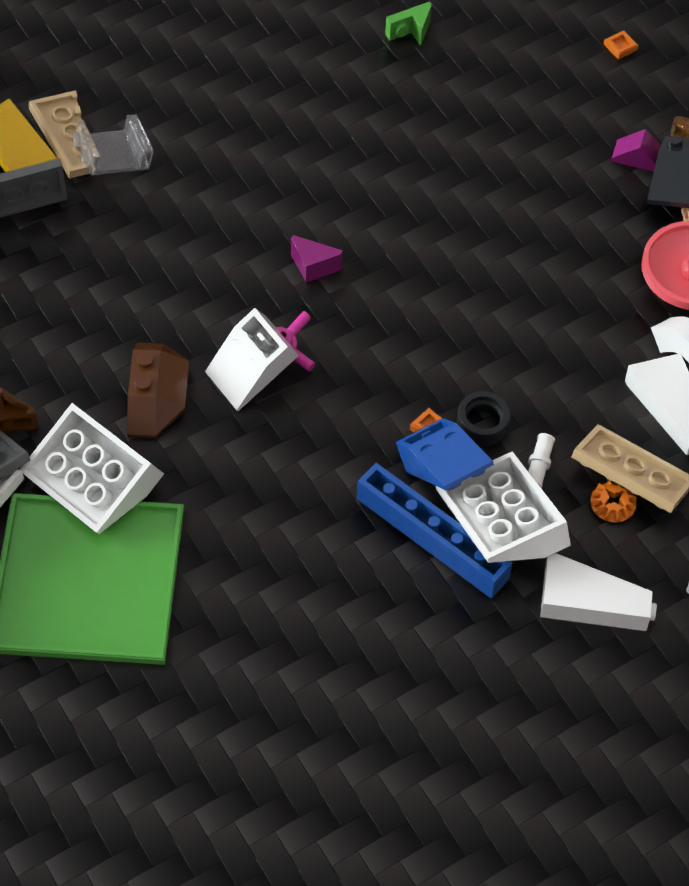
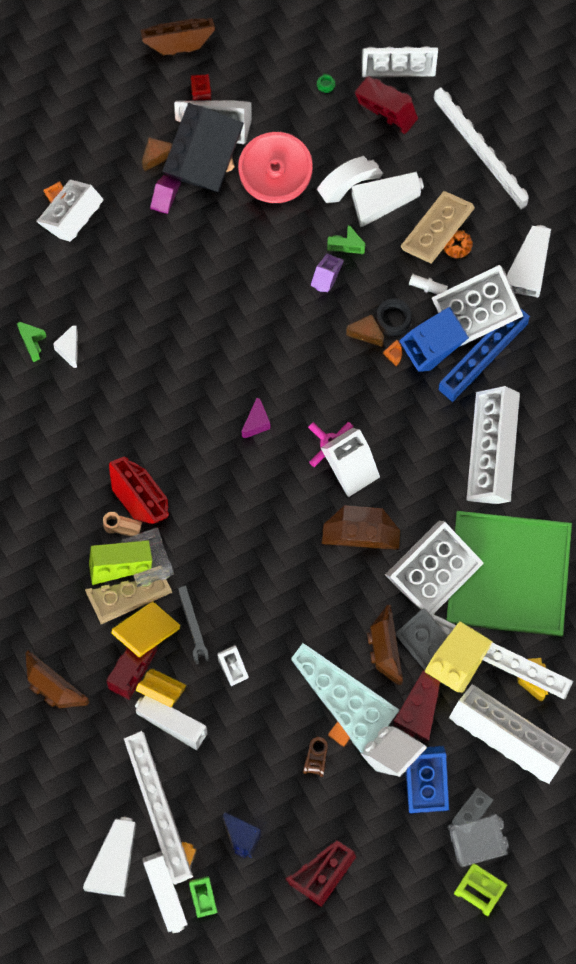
camera: 85 degrees left, 15 degrees up
(107, 109) = (119, 560): none -> lime wedge
(161, 120) = (124, 525): none -> light nougat piece
(208, 135) = (138, 491): none -> red wedge
(285, 551) = (493, 446): none -> white slope
(406, 60) = (68, 346): none -> white slope
(459, 383) = (366, 330): none -> clear orange slope
(543, 333) = (326, 273): none -> medium lavender slope
(594, 359) = (351, 244): none -> bright green slope
(595, 54) = (68, 215): none -> white slope

